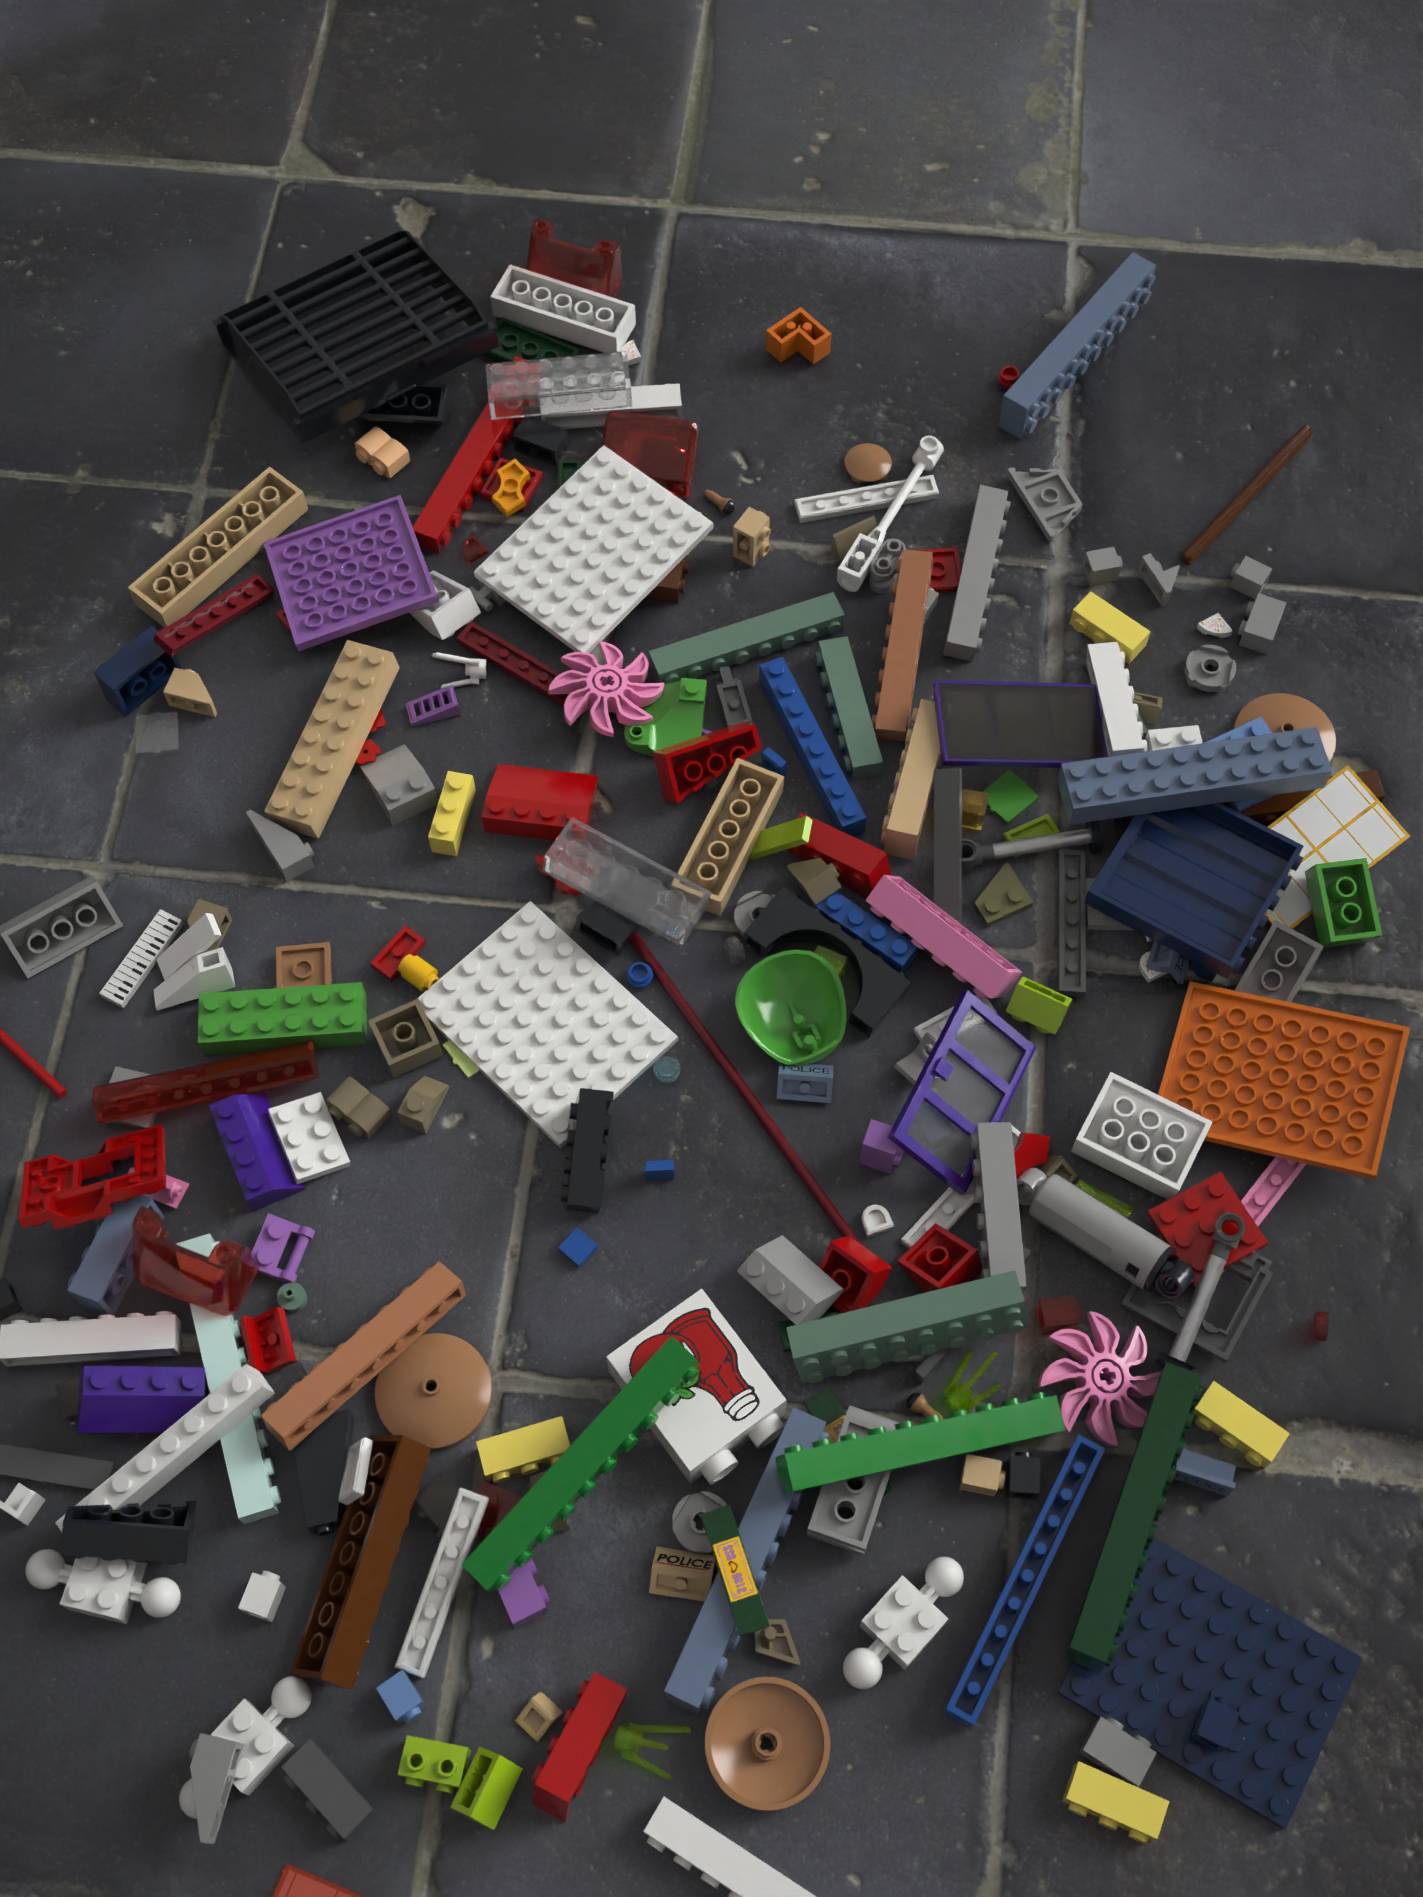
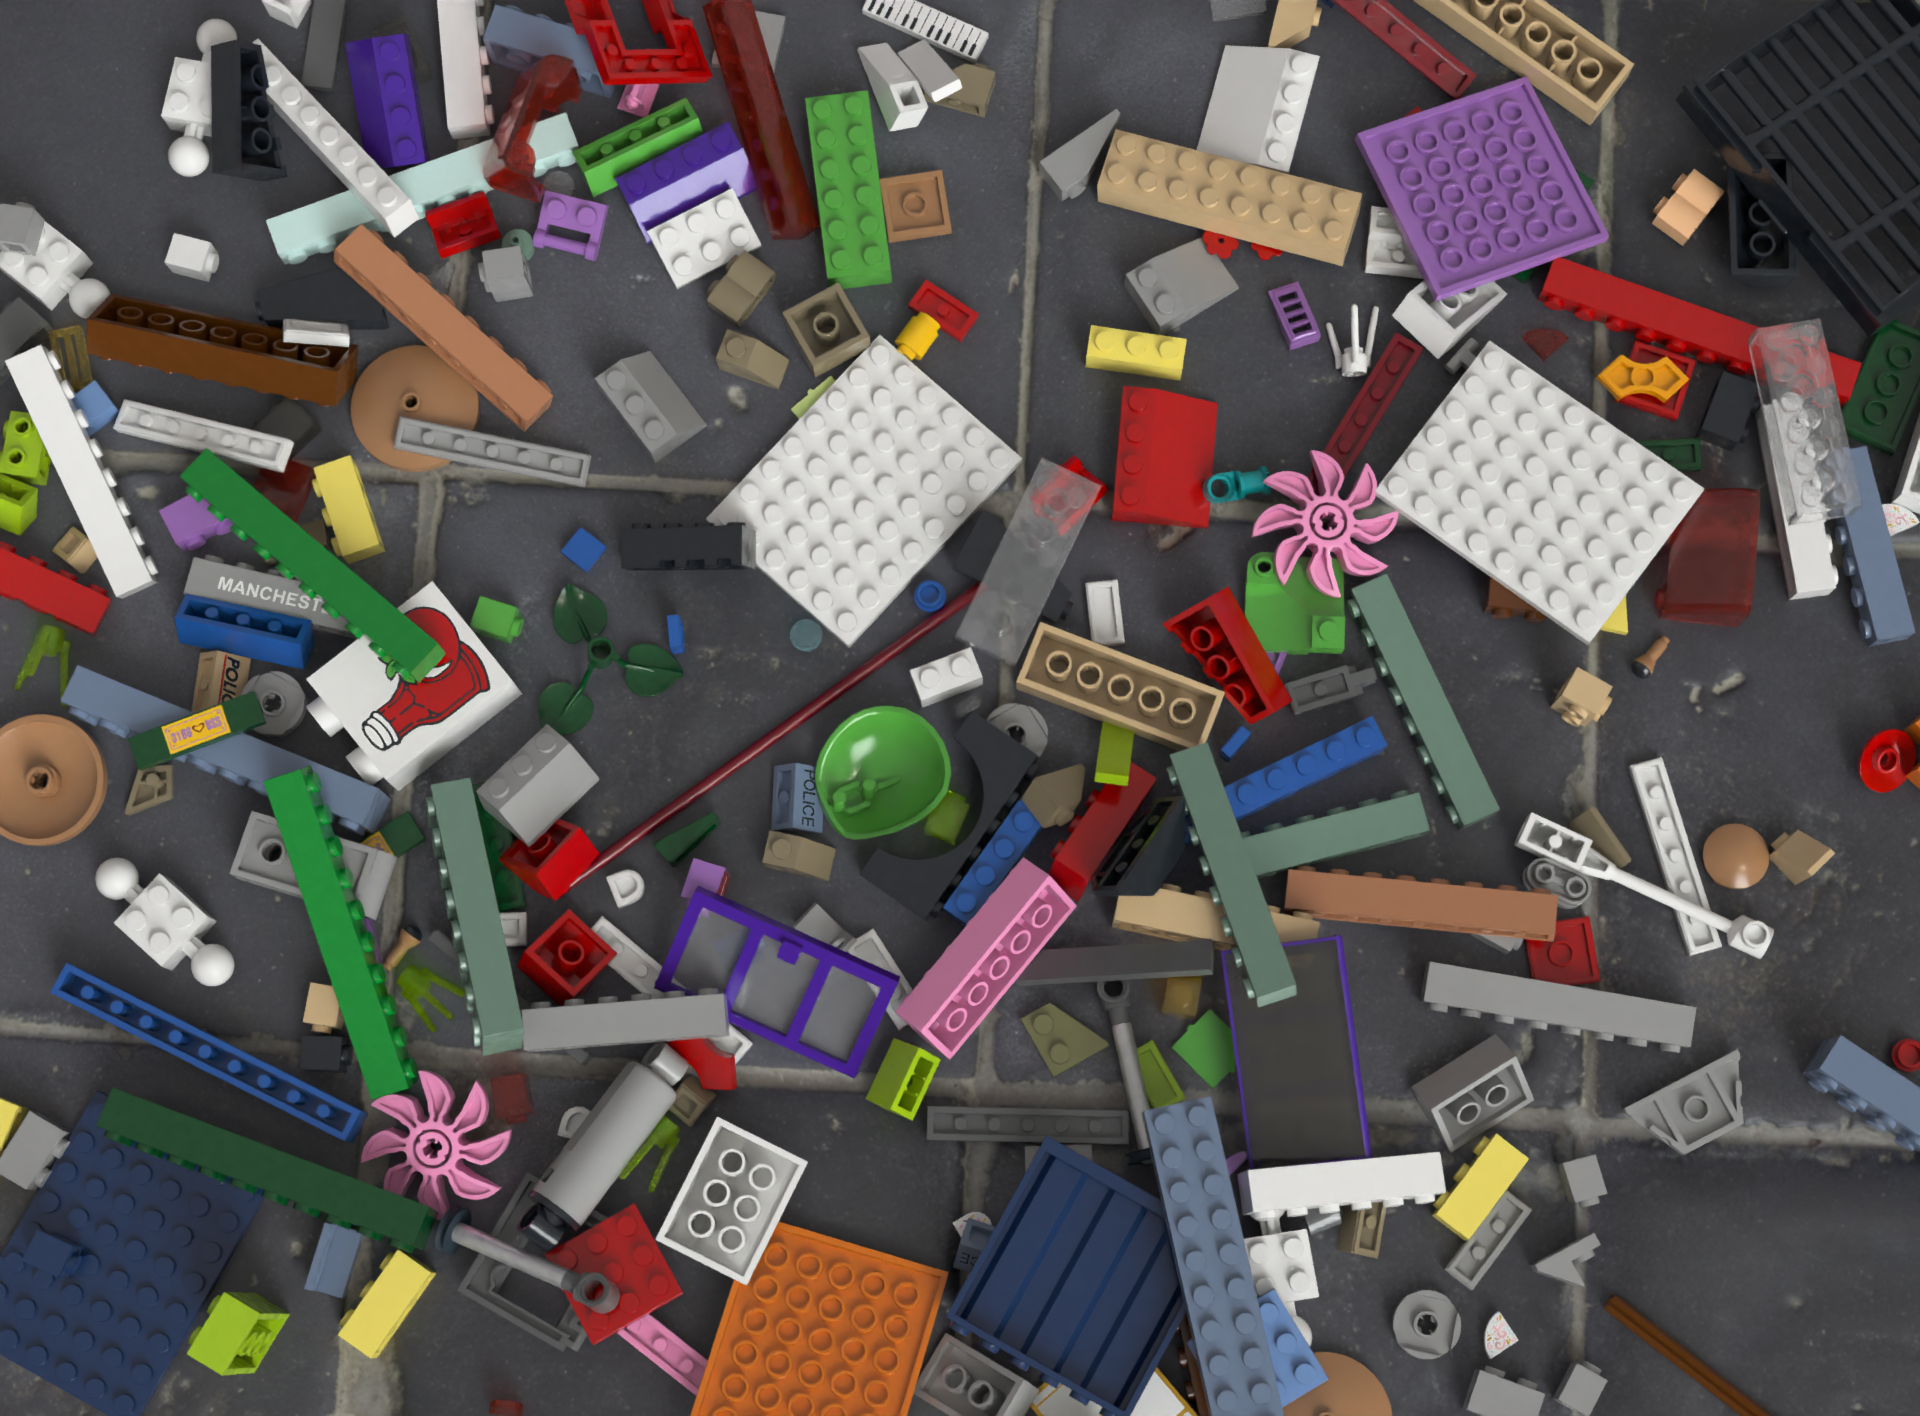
camera: 90 degrees right, 15 degrees up
(218, 1184) = (636, 145): none -> bright green brick
(257, 717) = (1258, 105): none -> white slope
(321, 1297) = (506, 273): none -> light grey brick
(374, 1719) = (83, 357): none -> clear yellow tile
(388, 635) = (1386, 247): none -> white slope
(454, 1187) = (650, 404): none -> light grey slope
(465, 1698) = (82, 471): none -> white brick
(483, 1320) = (492, 451): none -> light grey tile
(567, 750) = (1237, 485): none -> teal connector
(600, 1527) = (259, 590): none -> light grey brick
(634, 1543) = (244, 631): none -> blue brick
(637, 1316) = (496, 620): none -> bright green brick
(664, 849) = (1105, 613): none -> white tile
(674, 365) = (1873, 563): none -> sand blue brick
(686, 1196) = (579, 617): none -> dark green plant
(710, 962) = (946, 677): none -> white brick
(803, 370) = (1886, 760): none -> red dish
(841, 1171) = (683, 841): none -> dark green slope
(853, 1083) = (798, 856): none -> dark tan slope
(866, 811) = (1143, 851): none -> black wedge
(872, 419) = (1799, 855): none -> tan slope
(886, 749) = (1232, 875): none -> sand green brick
(1039, 627) = (1473, 1092): none -> light grey slope
(1078, 1265) = (572, 1120): none -> white tile
(1160, 638) = (1488, 1241): none -> light grey tile
(1282, 1536) = (237, 1333): none -> lime brick

